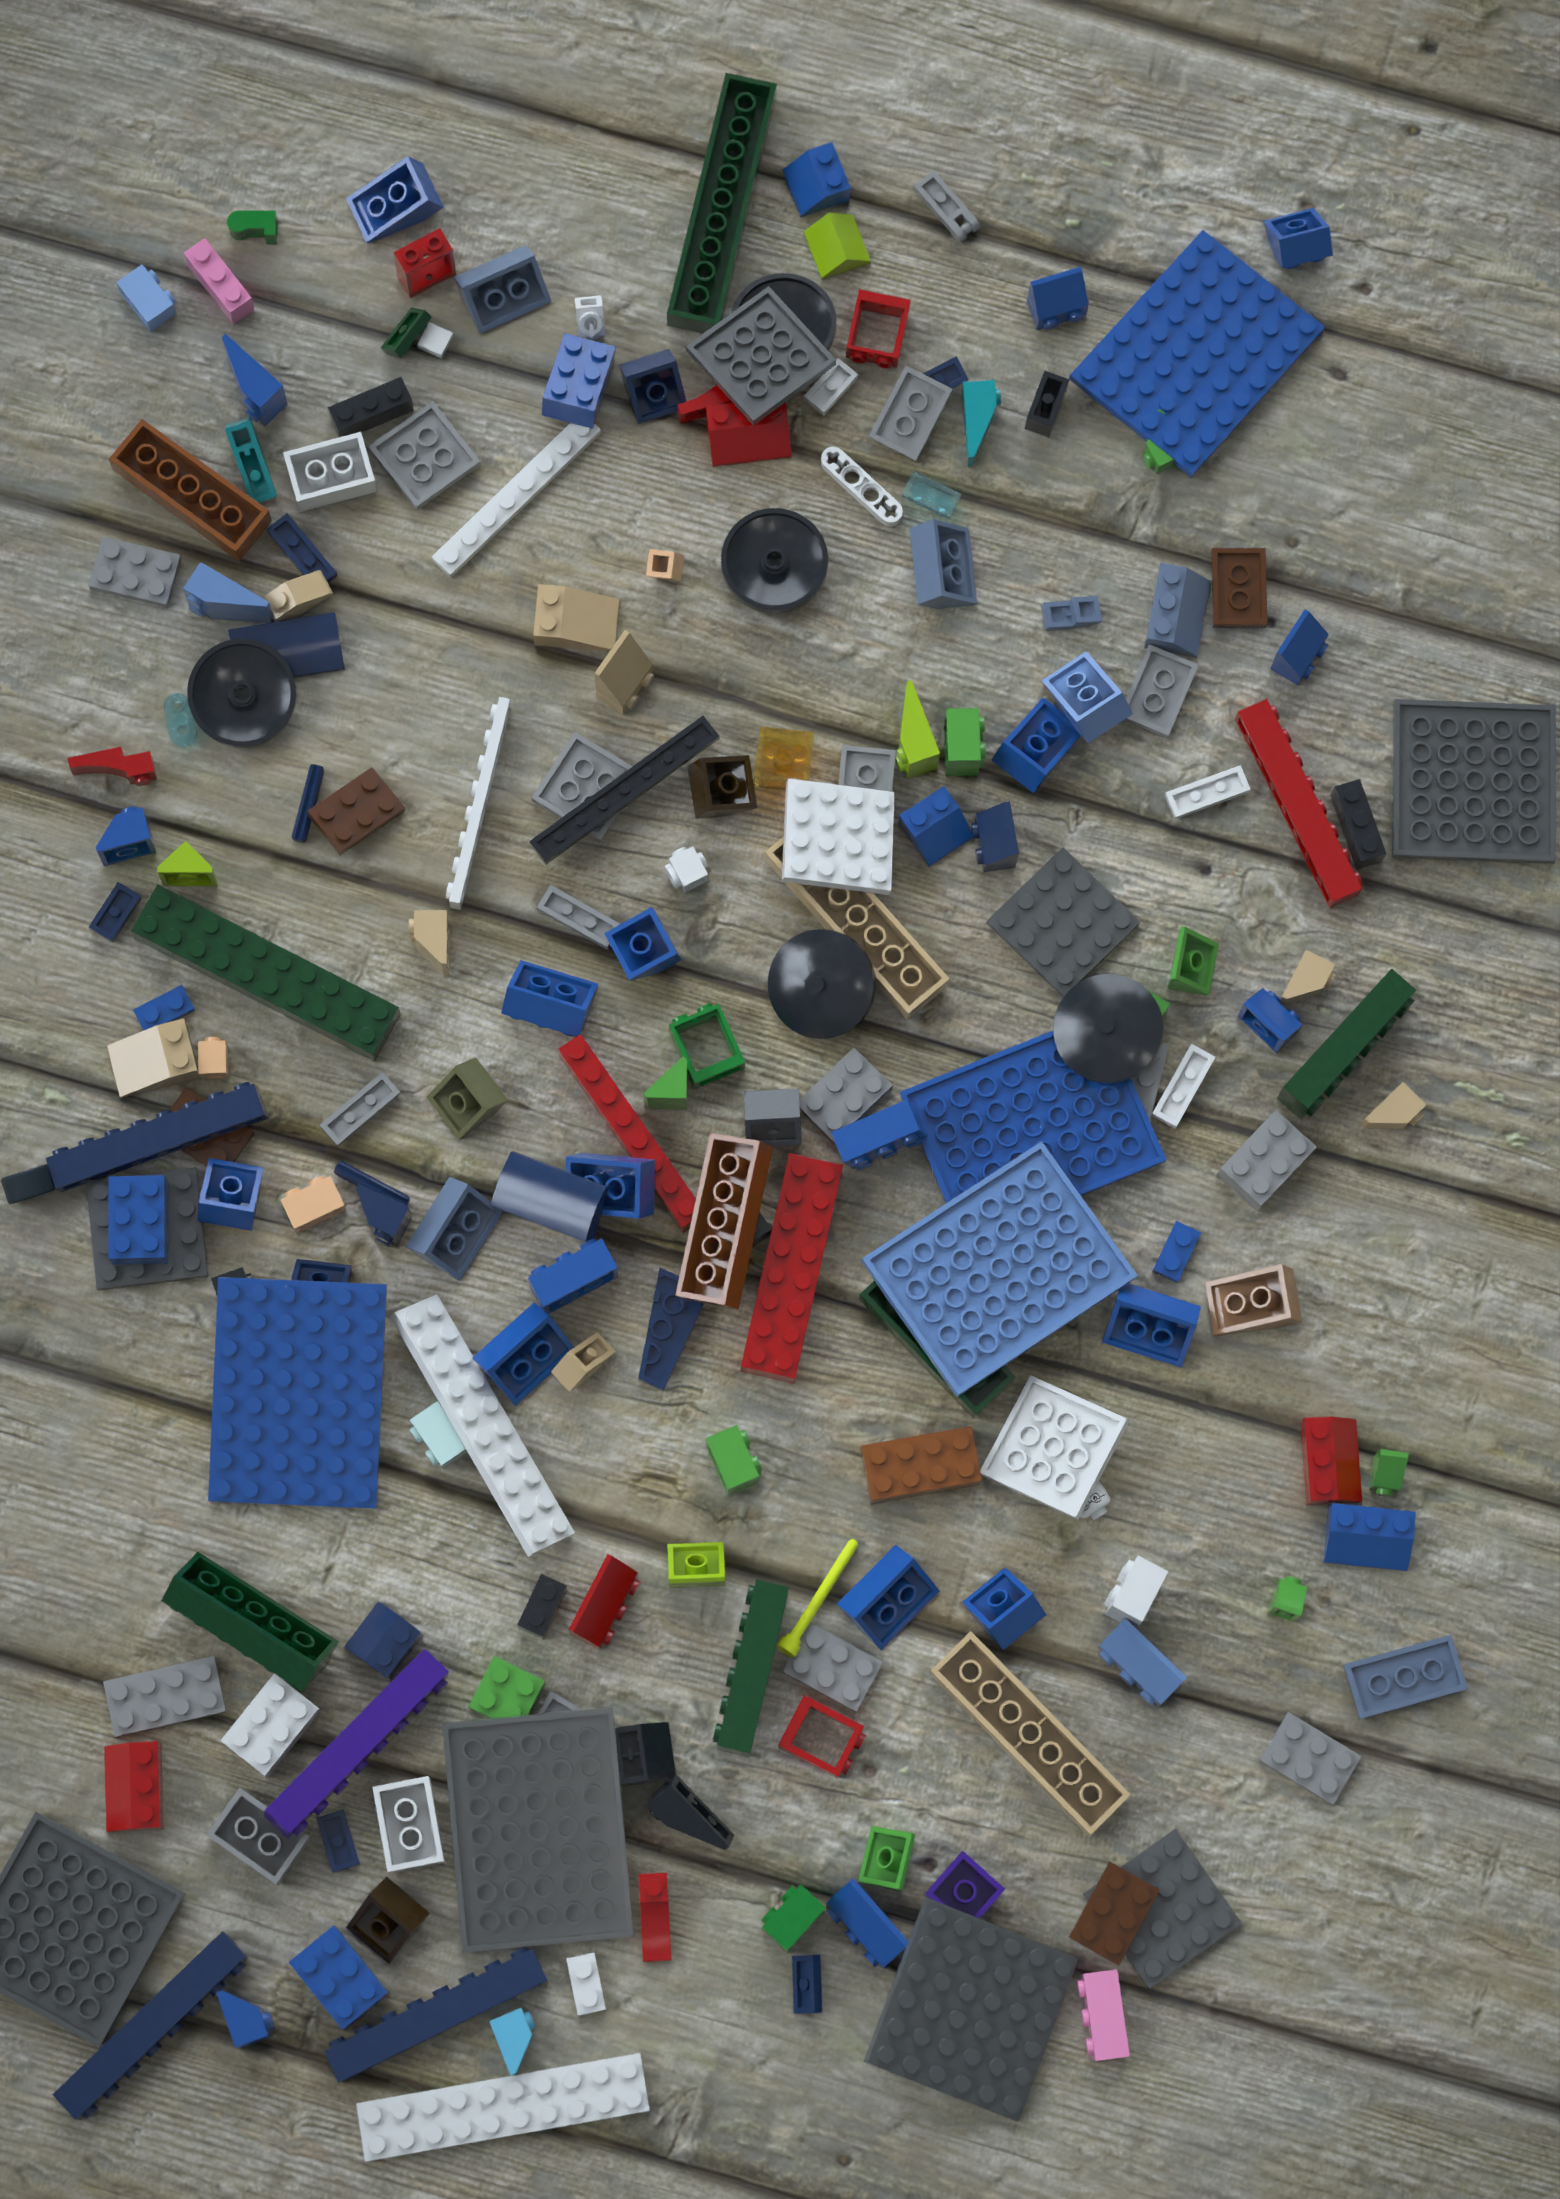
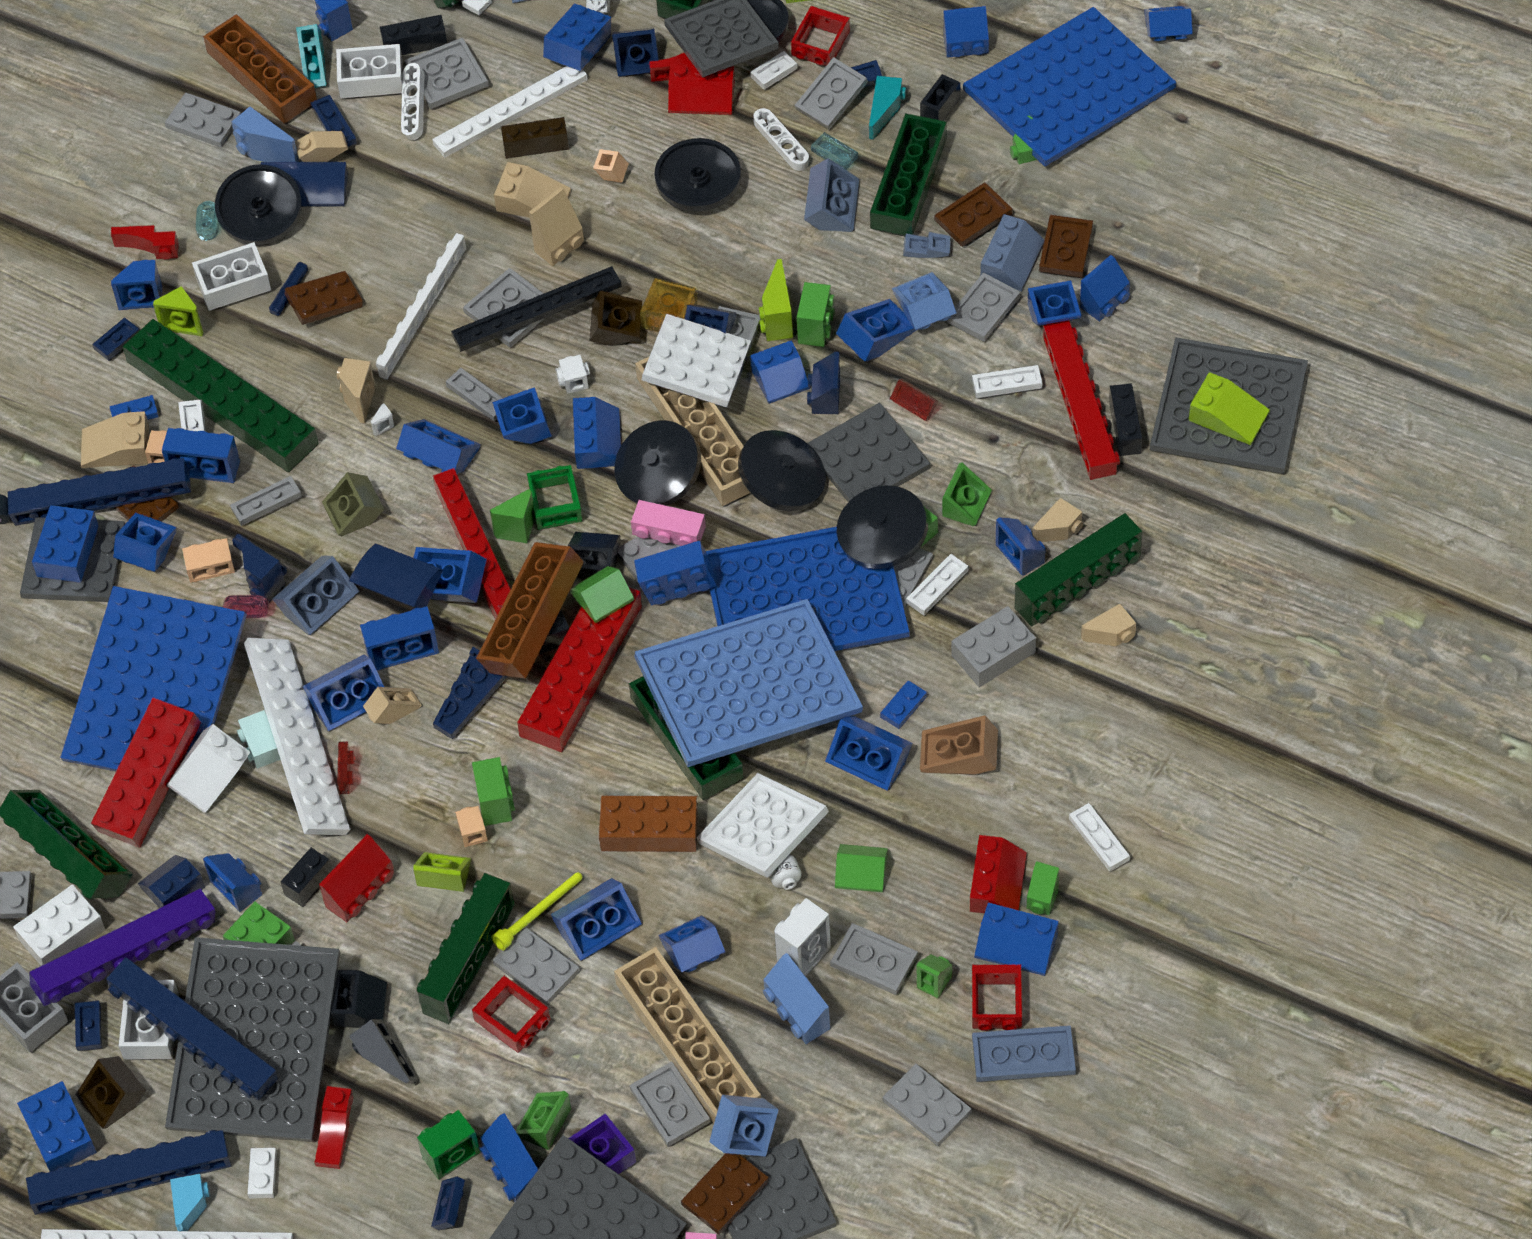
camera: 20 degrees right, 20 degrees down
(236, 802) = (231, 276): none -> white brick
(244, 1020) = (192, 415): none -> white plate
(268, 1064) = (205, 453): none -> blue brick
(321, 1511) = (145, 772): none -> red brick
(368, 1261) = (253, 605): none -> clear pink plate
(391, 1488) = (208, 768): none -> white slope
(399, 505) = (412, 101): none -> white beam
(459, 1627) = (233, 880): none -> blue slope
(469, 1839) = (191, 1029): none -> dark blue brick
(474, 974) = (382, 420): none -> white slope
(552, 1465) = (345, 759): none -> clear red plate
(559, 536) = (534, 137): none -> dark brown brick
(715, 1503) = (471, 826): none -> light nougat brick
(735, 948) = (595, 432): none -> blue slope
(802, 1180) = (603, 593): none -> bright green slope
(838, 767) = (711, 317): none -> dark blue brick
(854, 1068) = (667, 523): none -> bright pink brick
(971, 967) = (781, 470): none -> black dish
(1025, 1814) = (669, 1104): none -> light grey plate
(1031, 519) = (908, 175): none -> dark green brick
(1103, 837) = (913, 399): none -> clear red plate
(1119, 560) = (973, 214): none -> reddish brown plate
(1122, 1838) = (743, 1125): none -> medium blue brick
(1174, 1472) = (860, 868): none -> bright green slope
(1214, 1589) = (874, 958): none -> light grey plate
(1245, 682) = (1053, 303): none -> blue slope
(1355, 1585) = (996, 976): none -> red window
(1435, 1387) = (1099, 837): none -> white plate
(1478, 795) = (1227, 409): none -> lime slope

